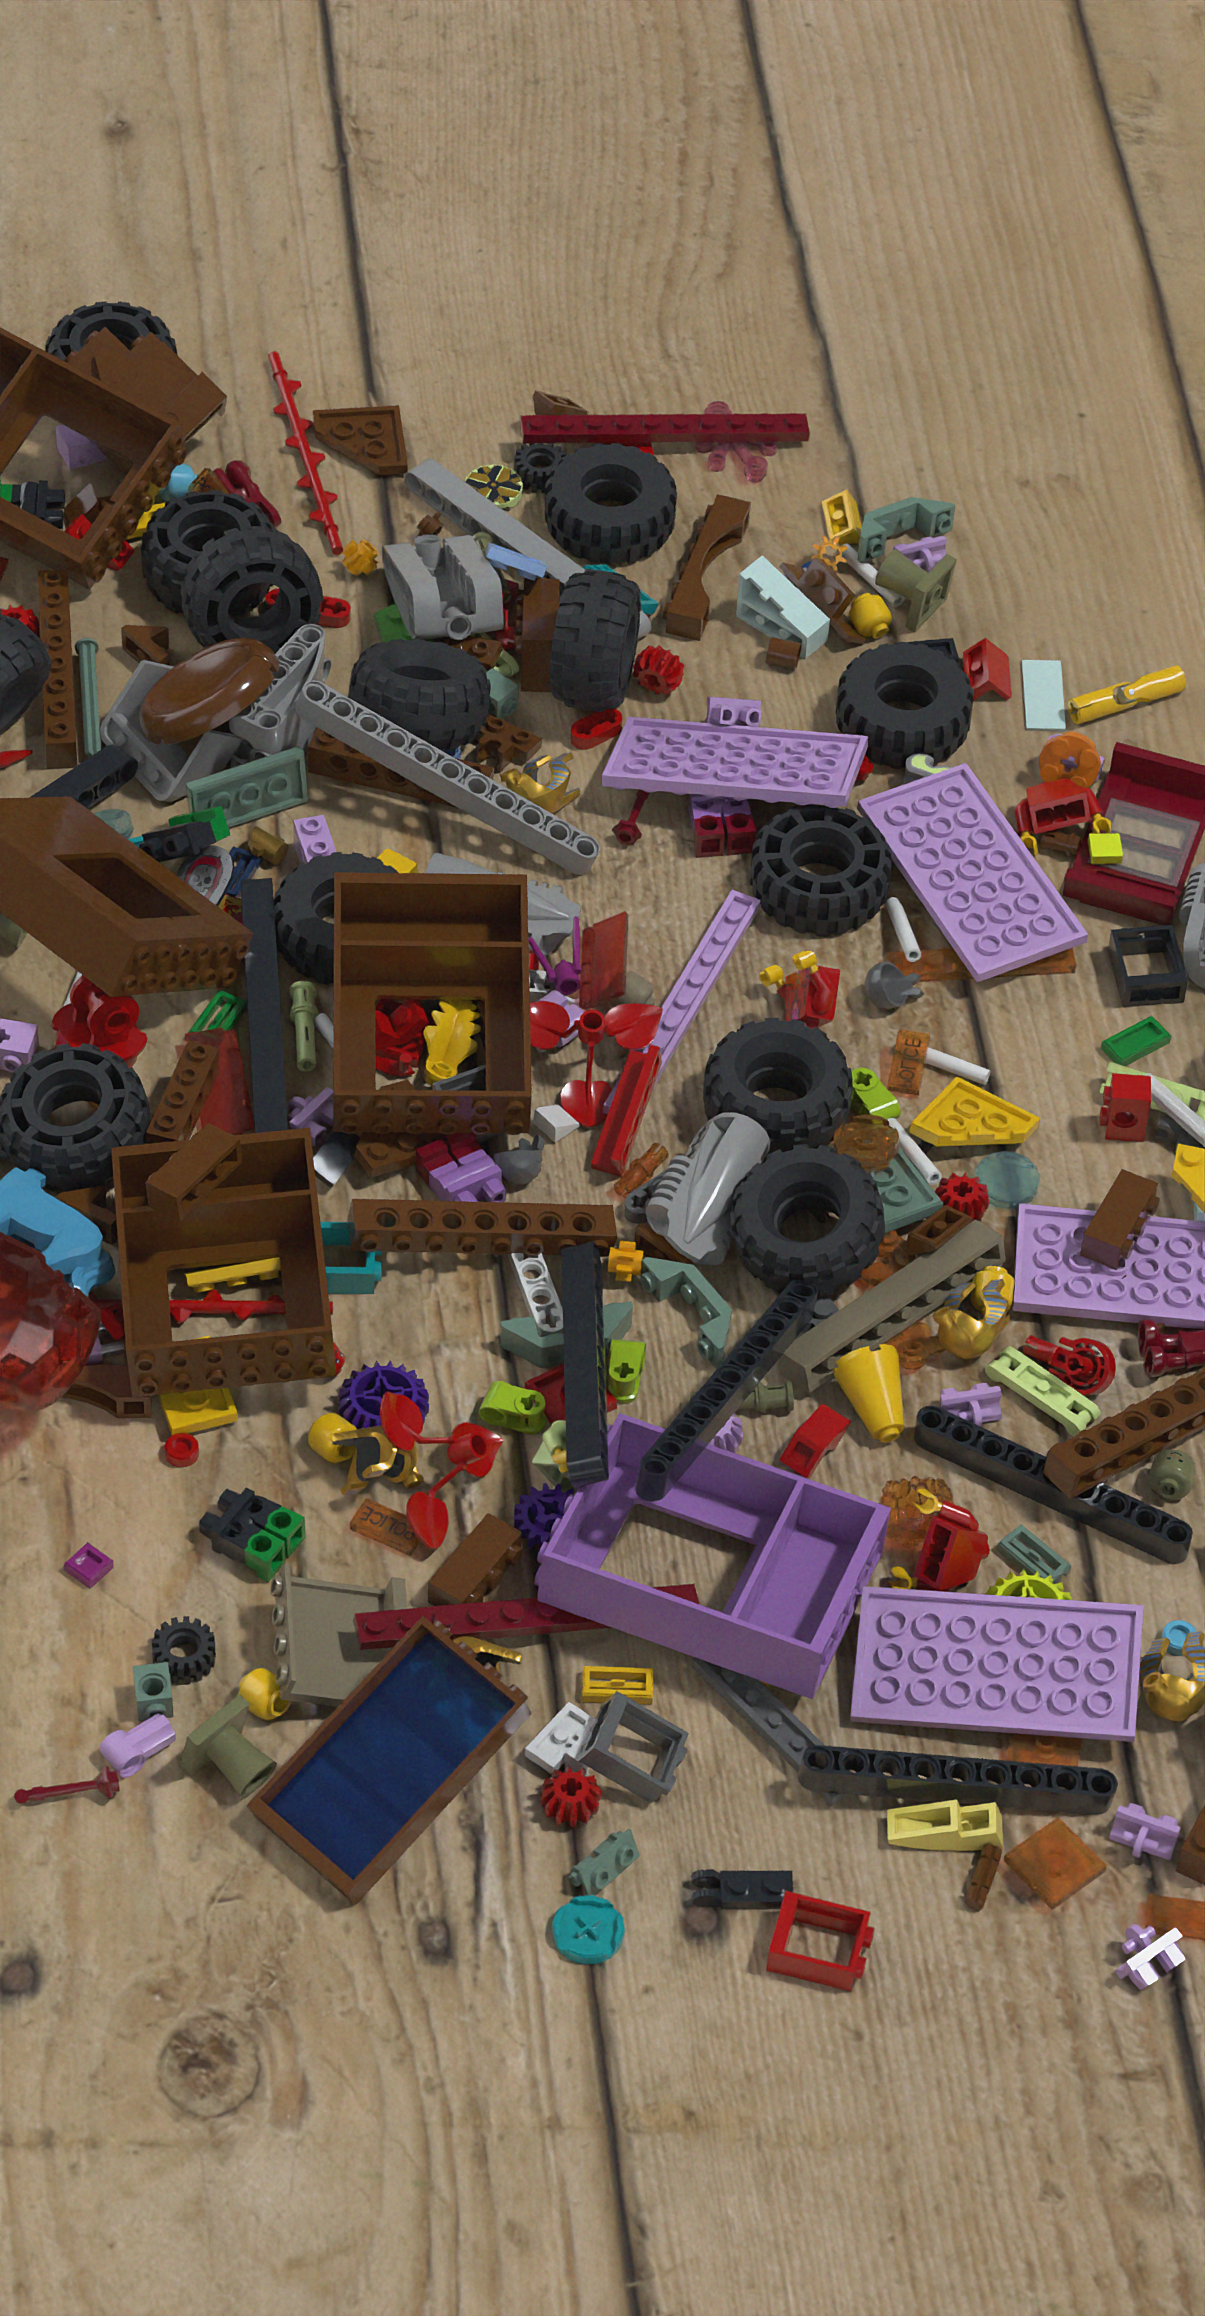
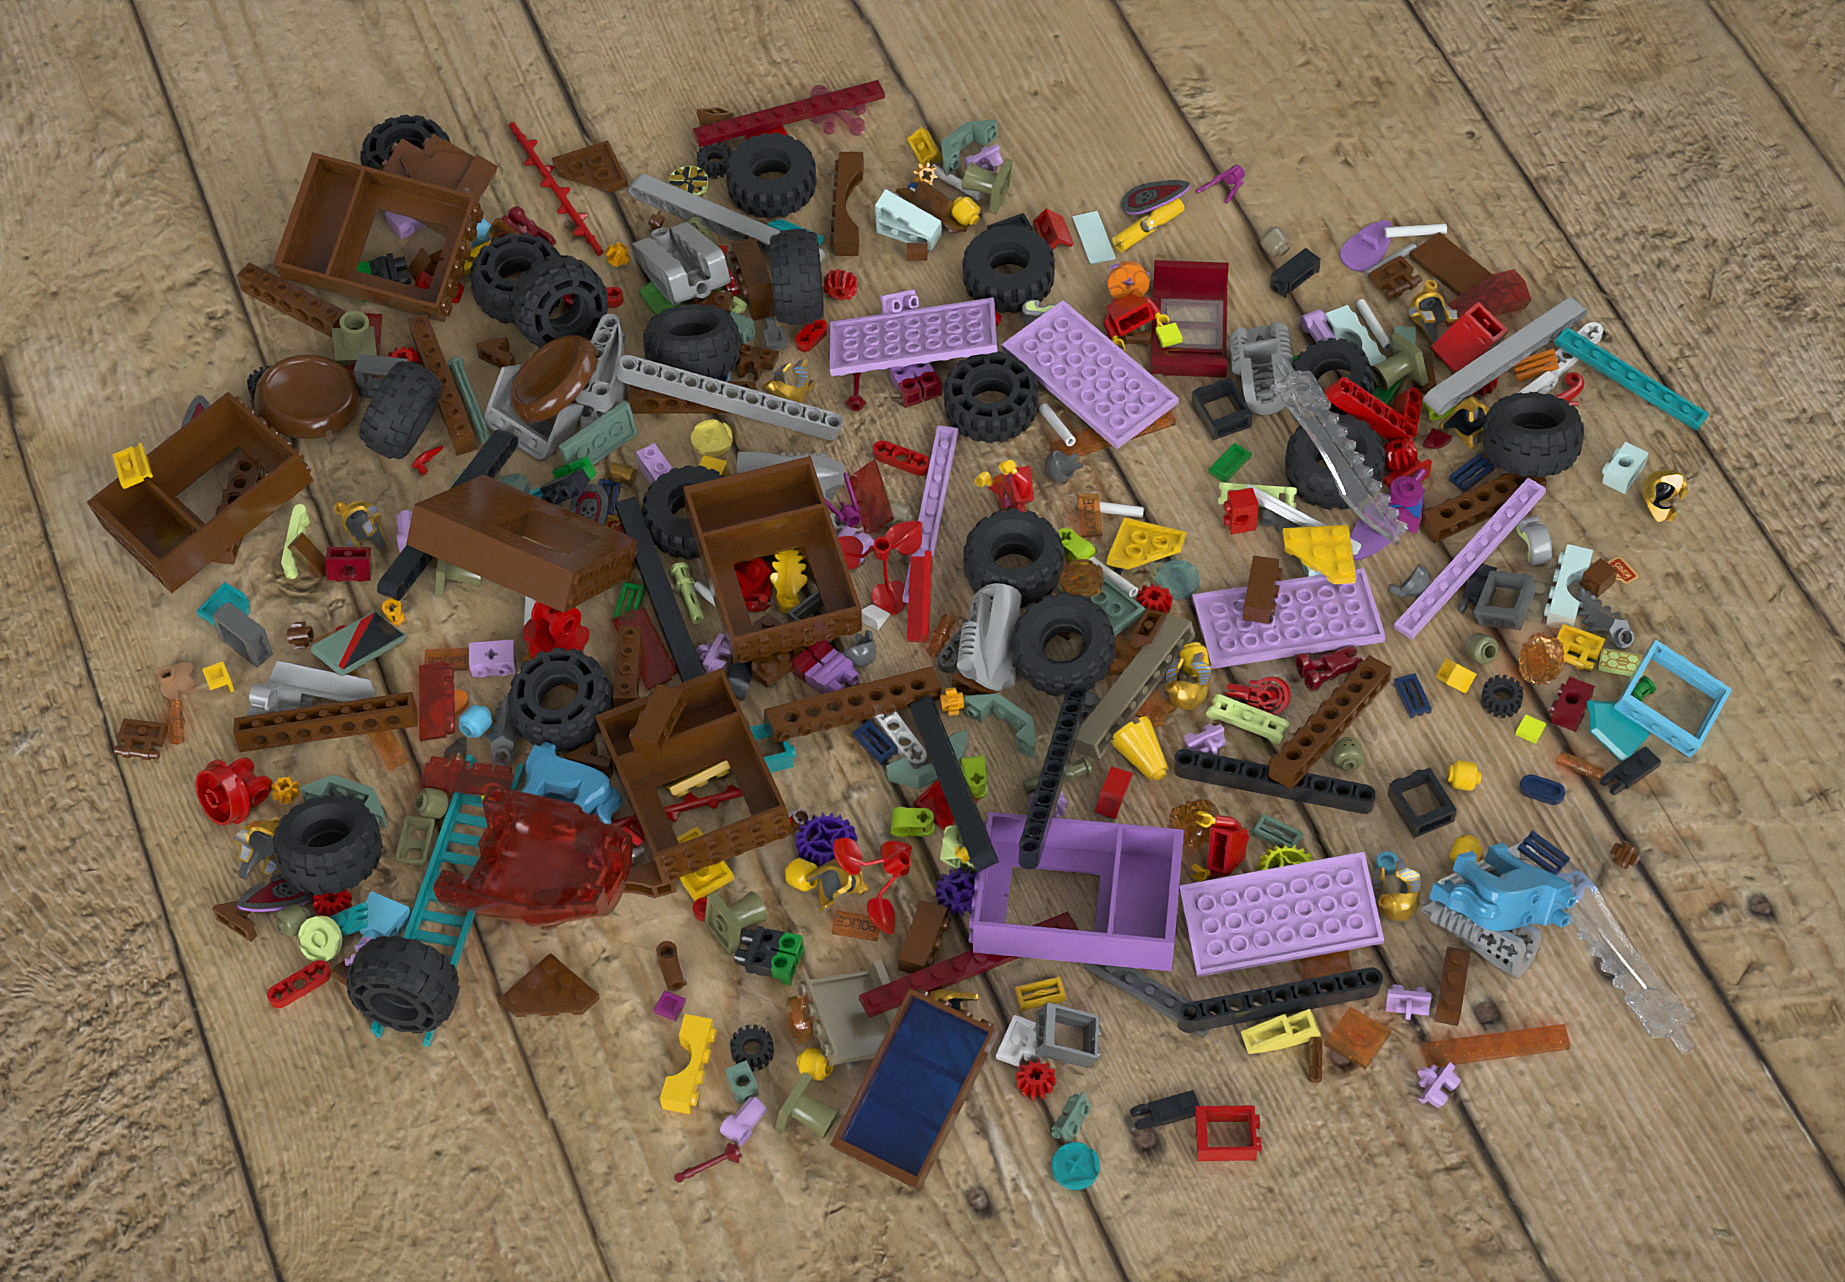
camera: 10 degrees left, 5 degrees up
(65, 1679) = (681, 1089): none -> yellow arch
(107, 1512) = (670, 966): none -> reddish brown piece
(206, 1470) = (728, 921): none -> olive plant
(258, 1637) = (798, 1025): none -> clear orange plate
(357, 1358) = (801, 815): none -> reddish brown plate
(409, 830) = (711, 438): none -> light yellow tile
(508, 1308) = (869, 748): none -> dark blue tile
(526, 566) = (732, 234): light blue plate -> none
(543, 716) = (773, 335): none -> dark grey plate
(662, 909) = (896, 450): none -> red beam
(1146, 657) = (1153, 195): none -> shield

